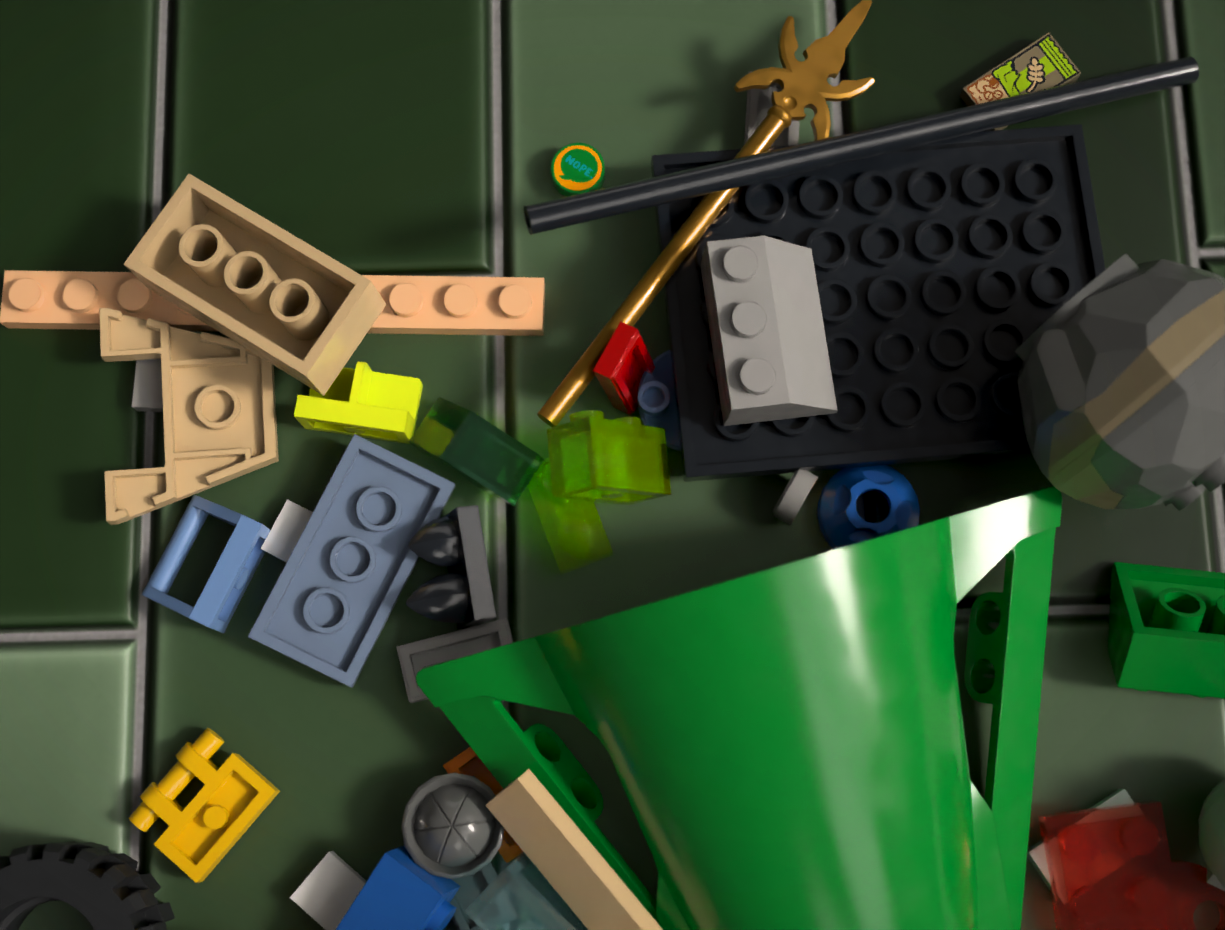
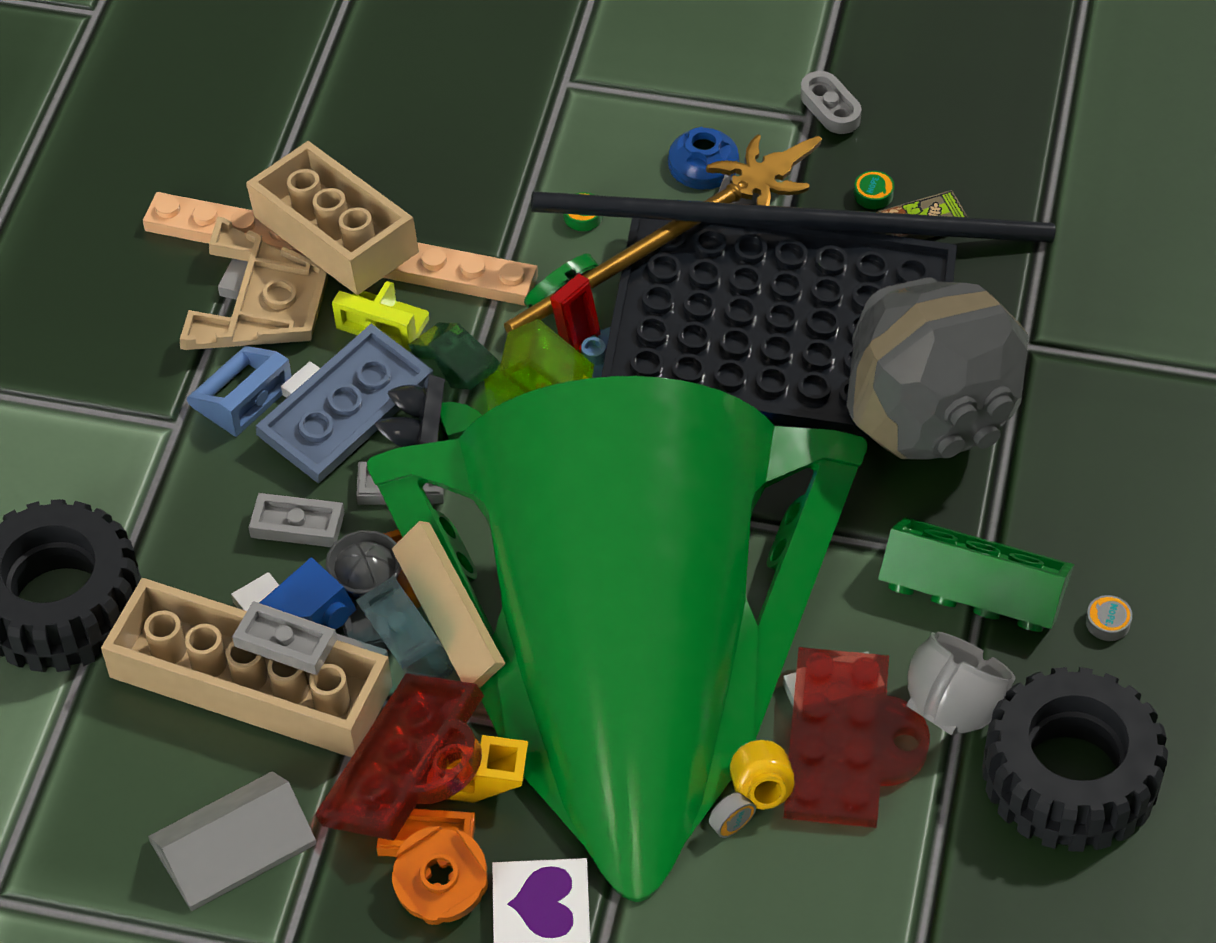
camera: 10 degrees right, 25 degrees down
(215, 816) = (192, 536): yellow plate -> none
(341, 760) = (296, 520): none -> light grey plate
(511, 548) = (456, 418): none -> green tile
(585, 317) = (560, 277): none -> green tile
(709, 69) = (689, 163): none -> blue piece
(766, 330) = (683, 307): light grey slope -> none
(945, 50) = (874, 189): none -> green tile

